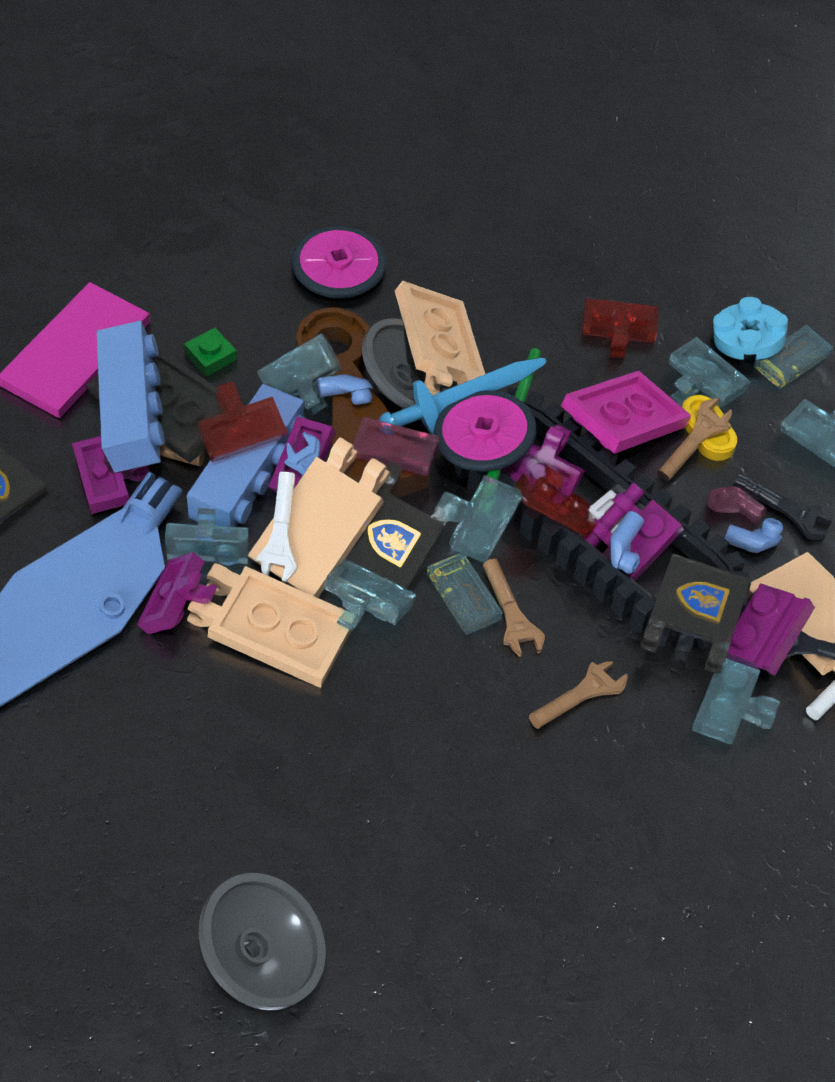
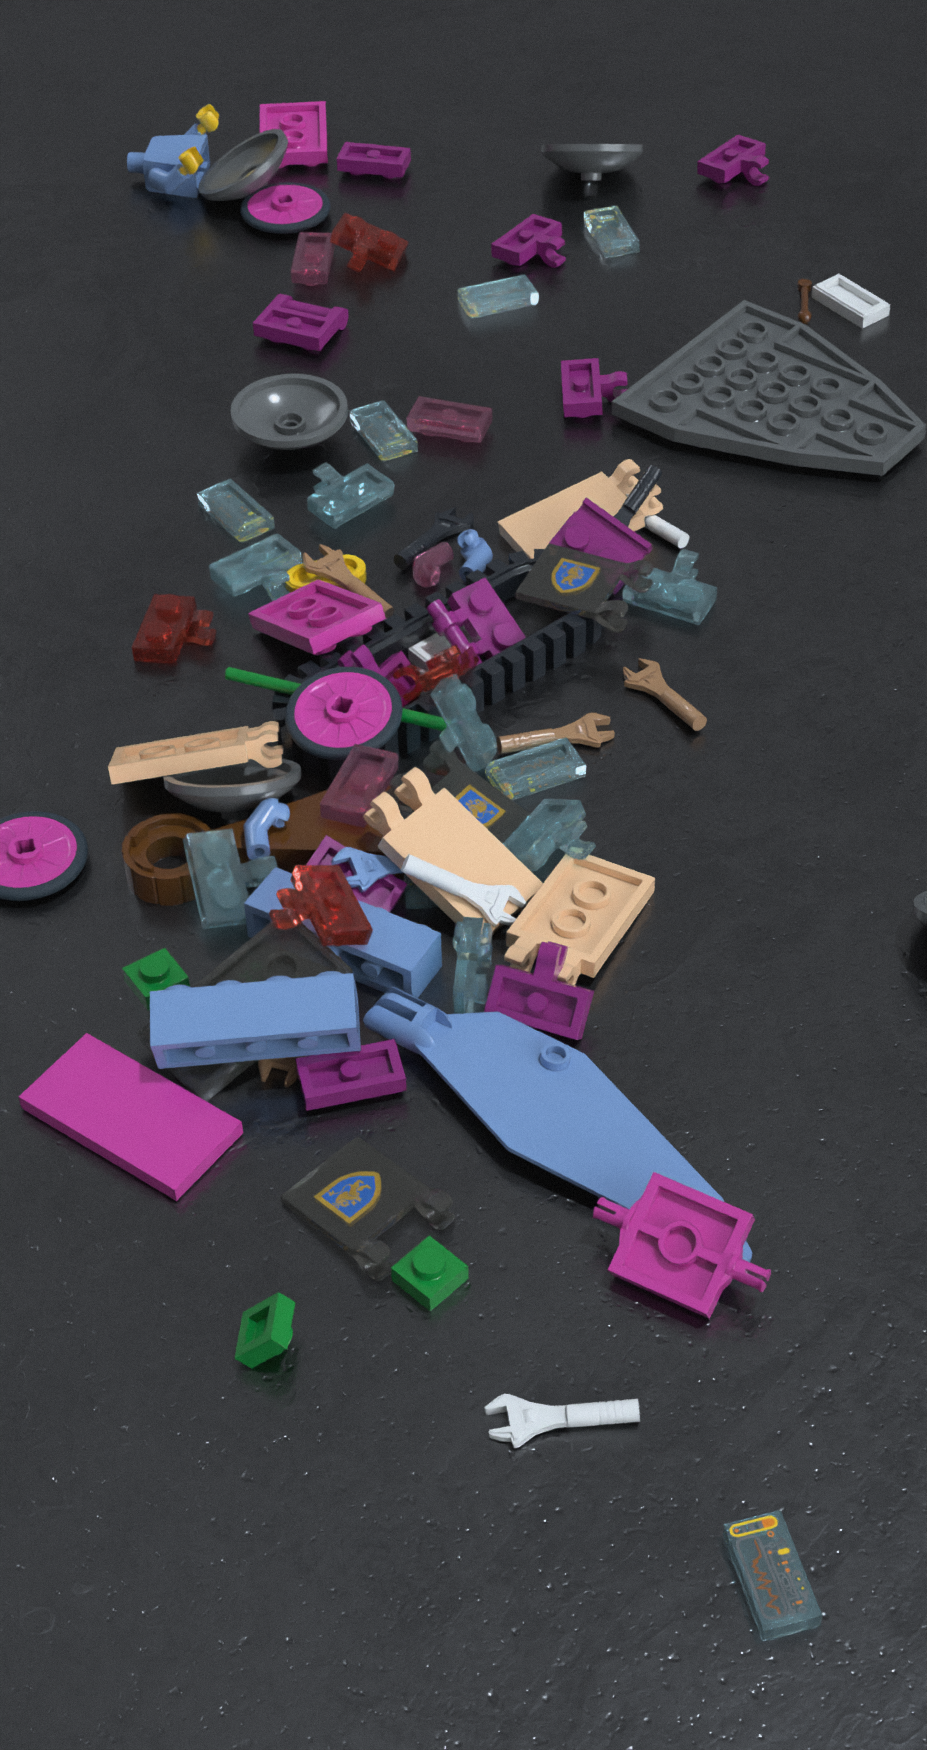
camera: 80 degrees left, 10 degrees down
(429, 406) = (294, 752): dark azure sword -> none
(621, 541) = (510, 626): medium blue arm -> none
(750, 329) = (205, 510): medium azure plate -> none

